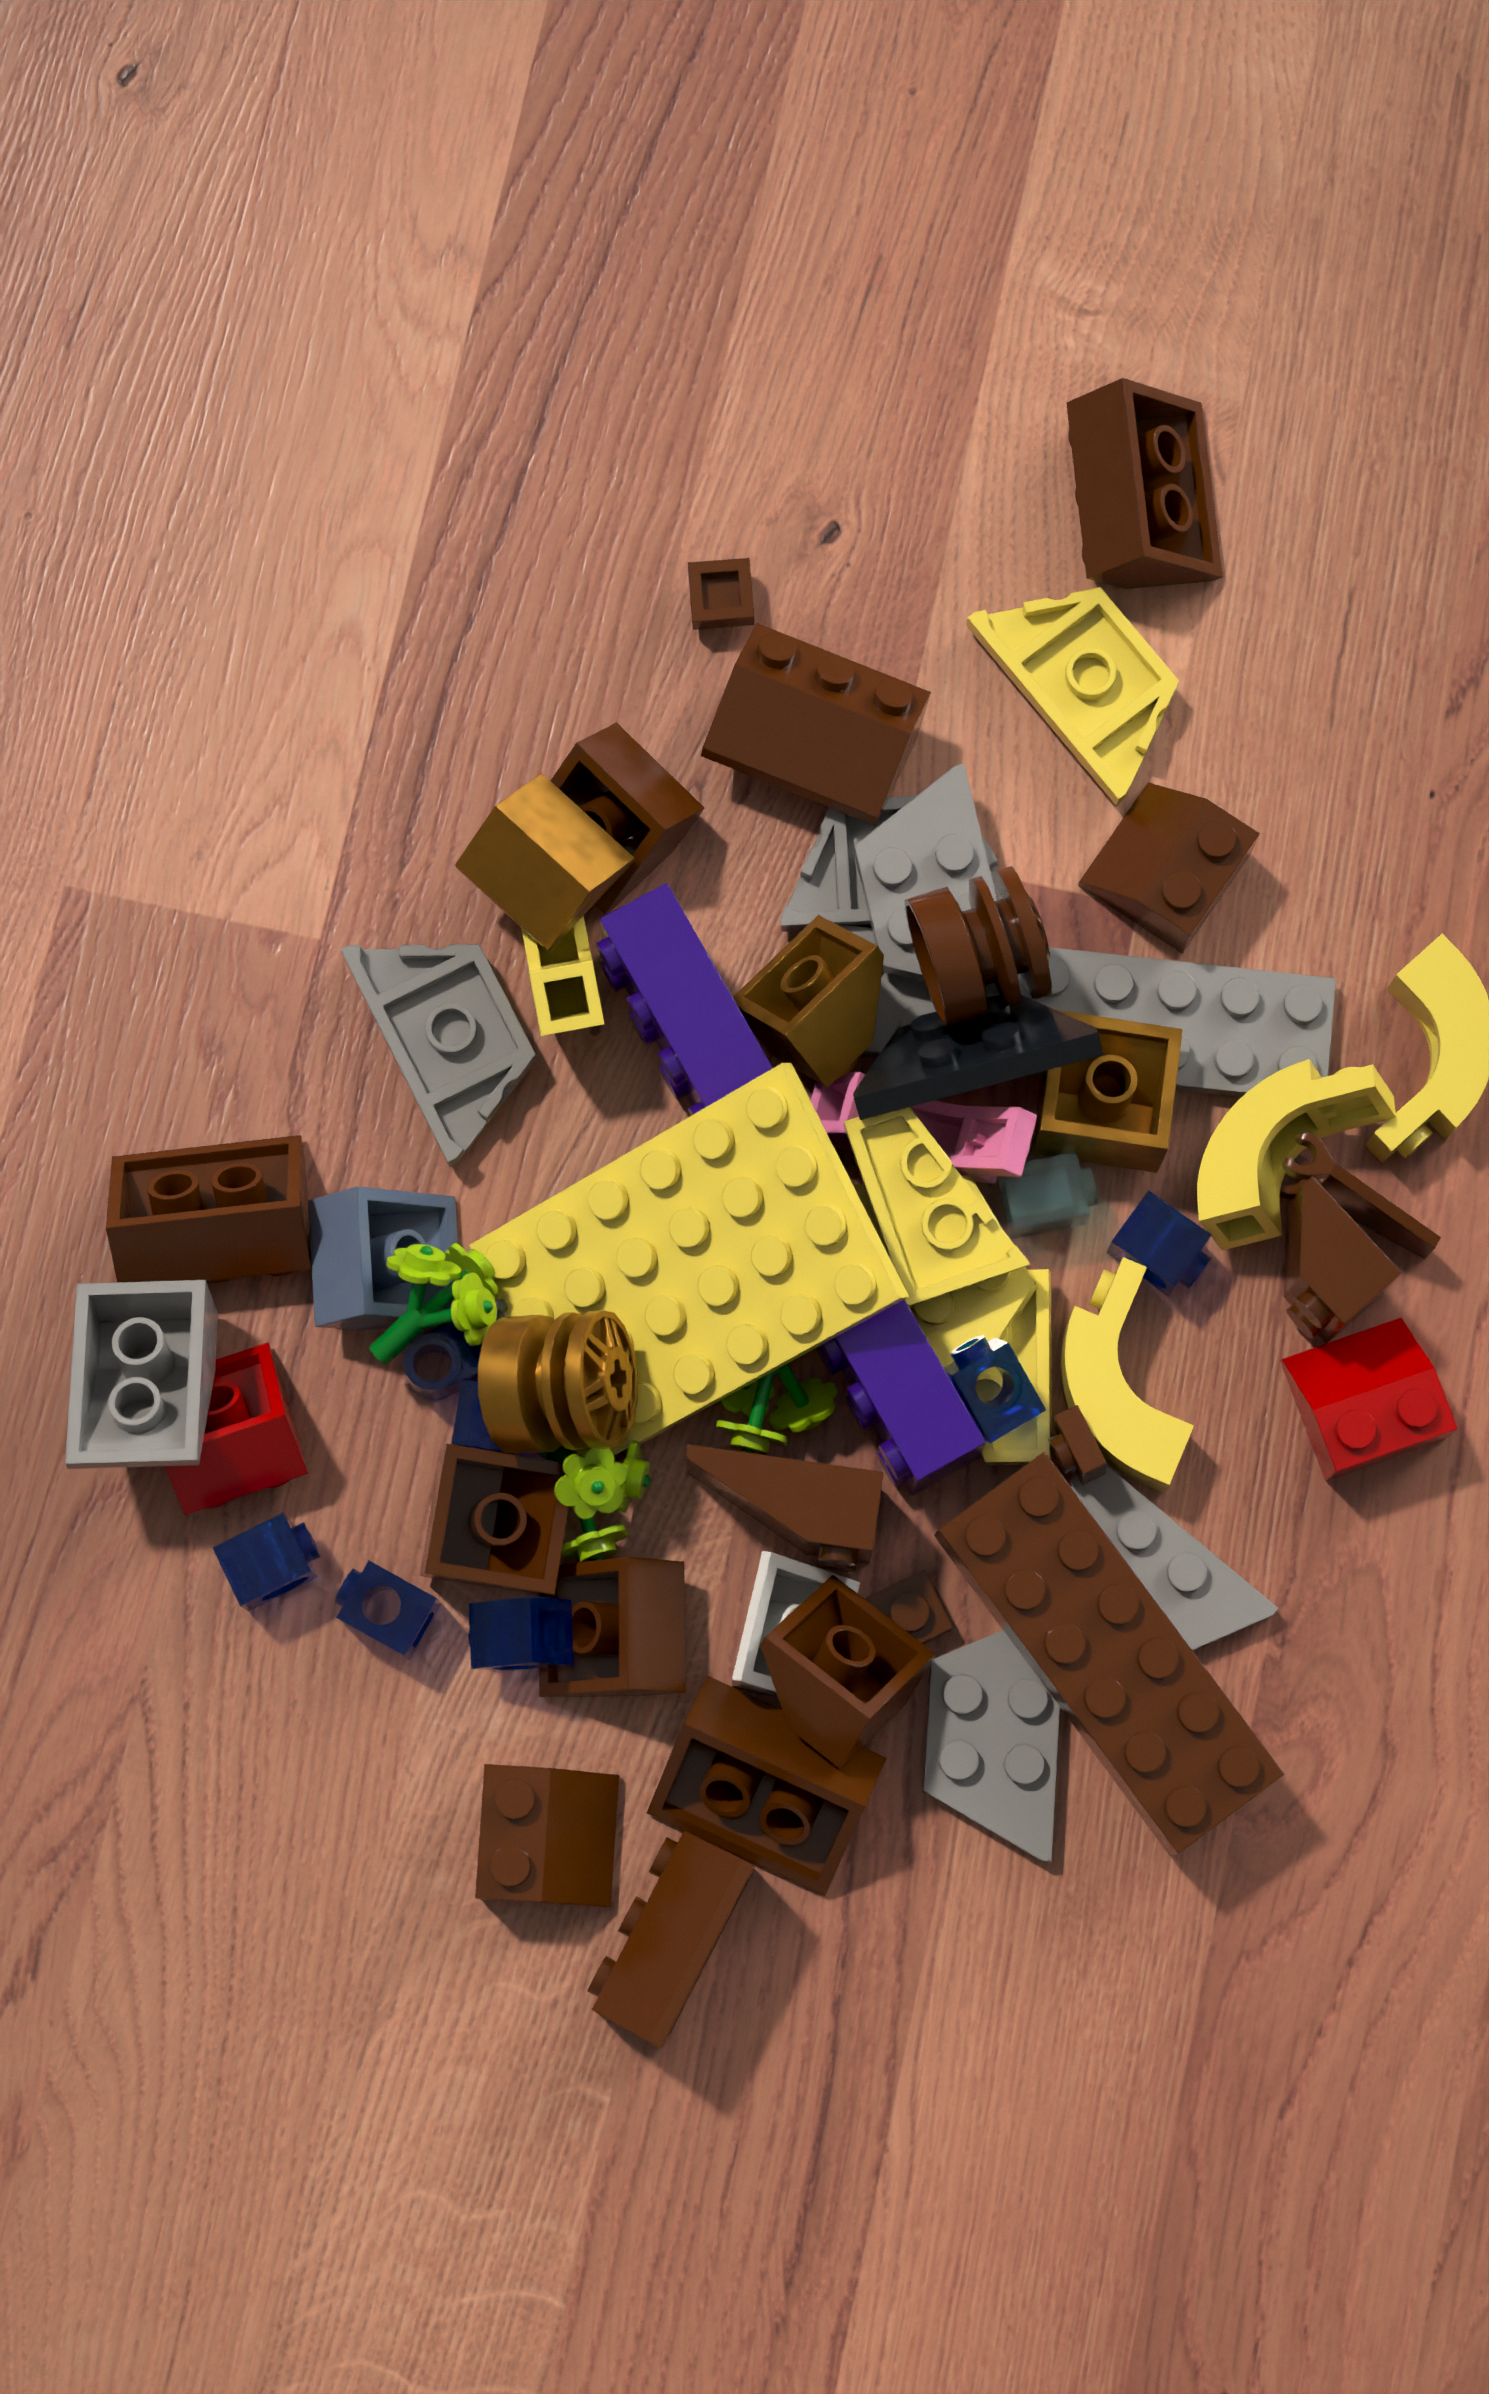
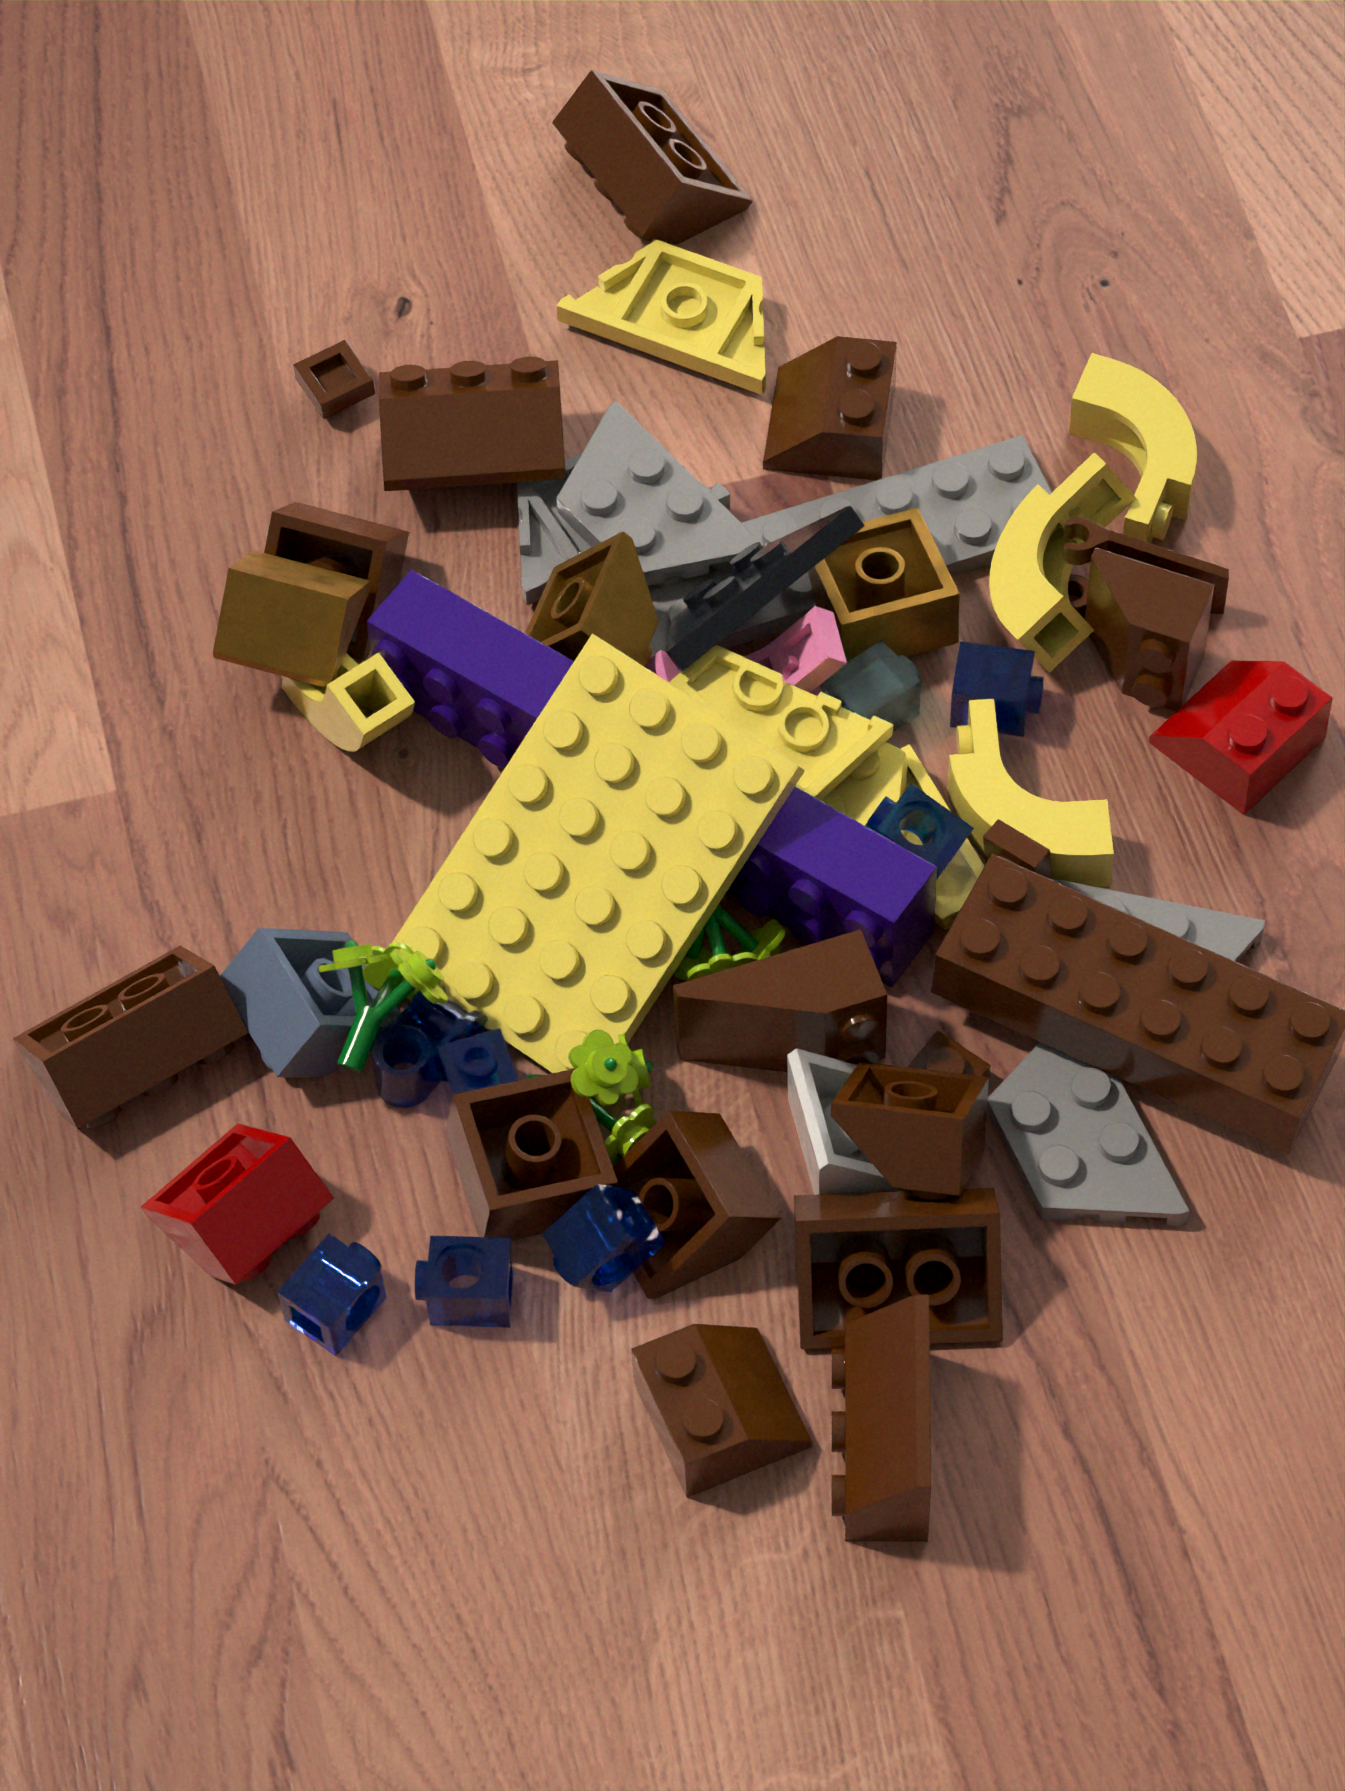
camera: 25 degrees left, 20 degrees down
(140, 1374) = (133, 1166): light grey slope -> none
(446, 1033) = (270, 803): light grey wing -> none
(558, 1382) = (518, 997): pearl gold wheel -> none
(979, 946) = (709, 499): reddish brown wheel -> none

